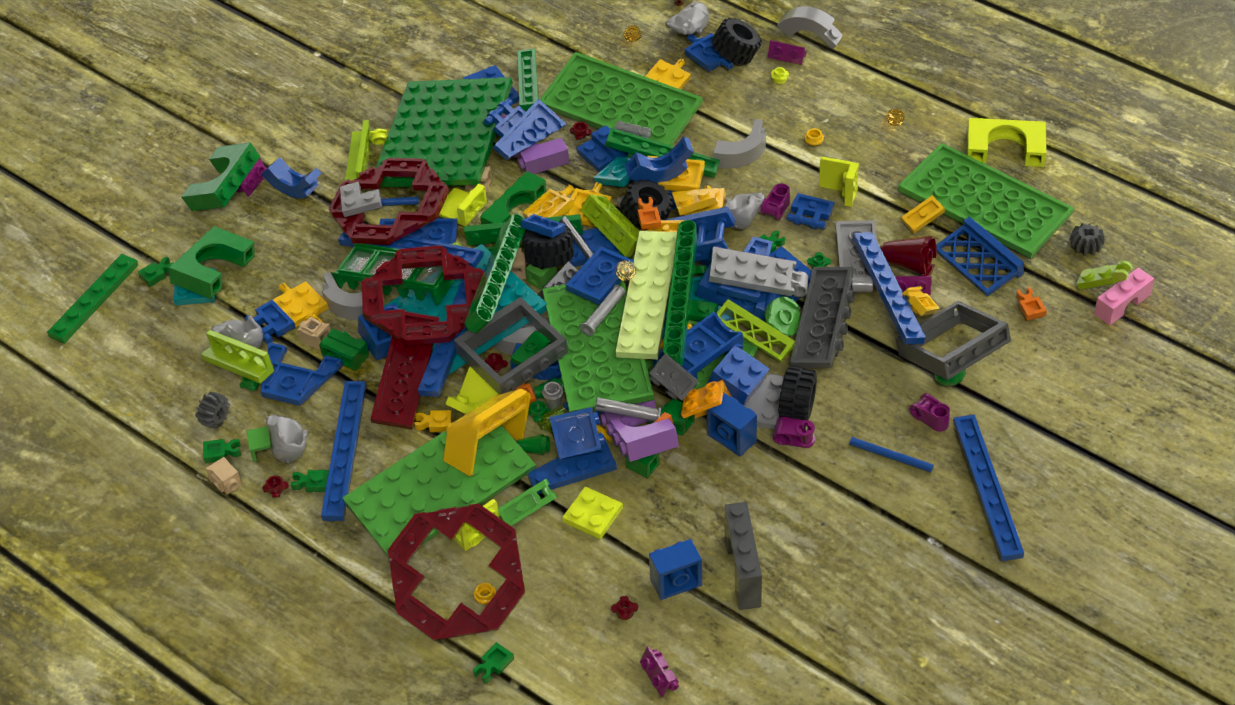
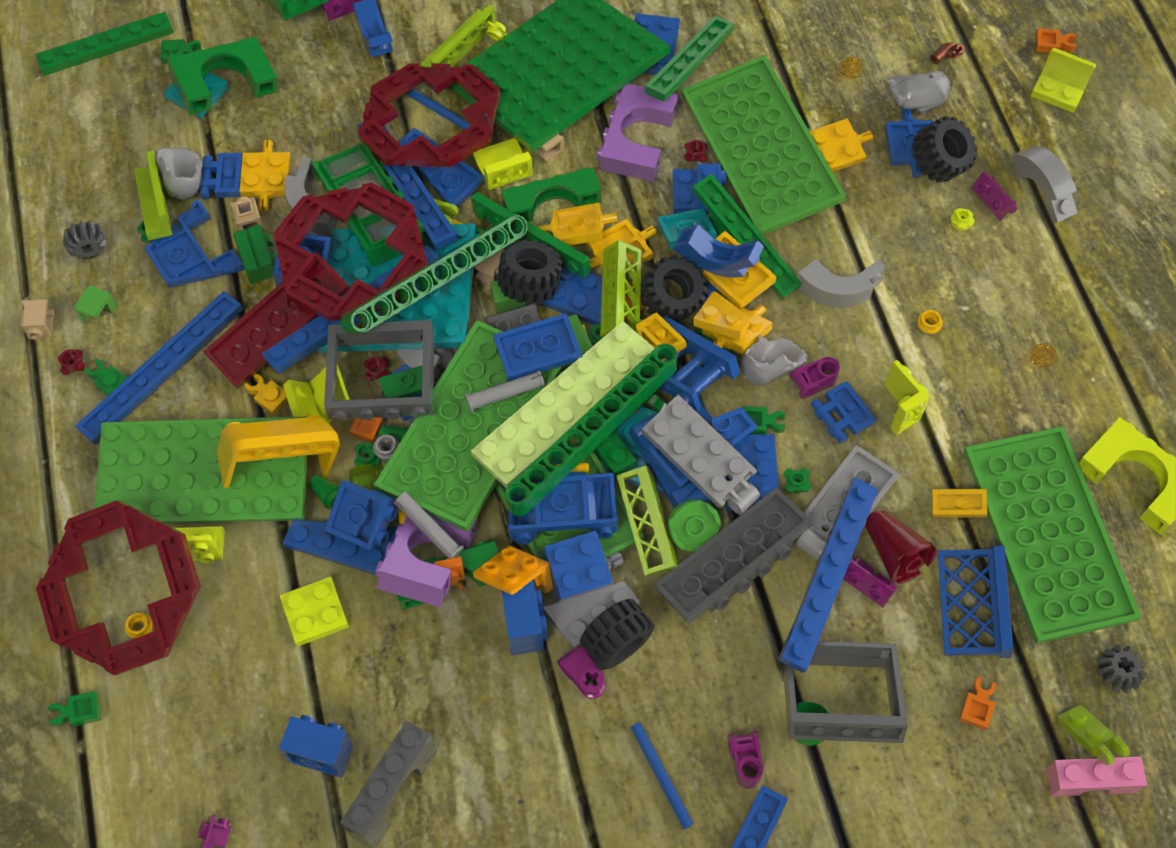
camera: 35 degrees right, 15 degrees up
(217, 449) = (58, 285): green plate -> none
(287, 438) = (124, 310): light grey piece -> none
(354, 202) = (397, 94): light grey plate -> none
(505, 124) = (620, 102): blue plate -> none
(526, 503) = (259, 554): bright green plate -> none
(530, 129) = (633, 120): wing -> none
(543, 225) = (532, 248): blue plate -> none
(577, 238) = (567, 283): flat silver bar -> none
(624, 613) = (249, 752): dark red plate -> none
(625, 270) = (560, 361): clear yellow plate -> none
(633, 129) = (742, 188): light grey axle -> none
(648, 215) = (651, 307): orange plate -> none
(673, 377) = (497, 523): dark grey bracket -> none
(920, 303) = (853, 615): yellow plate -> none

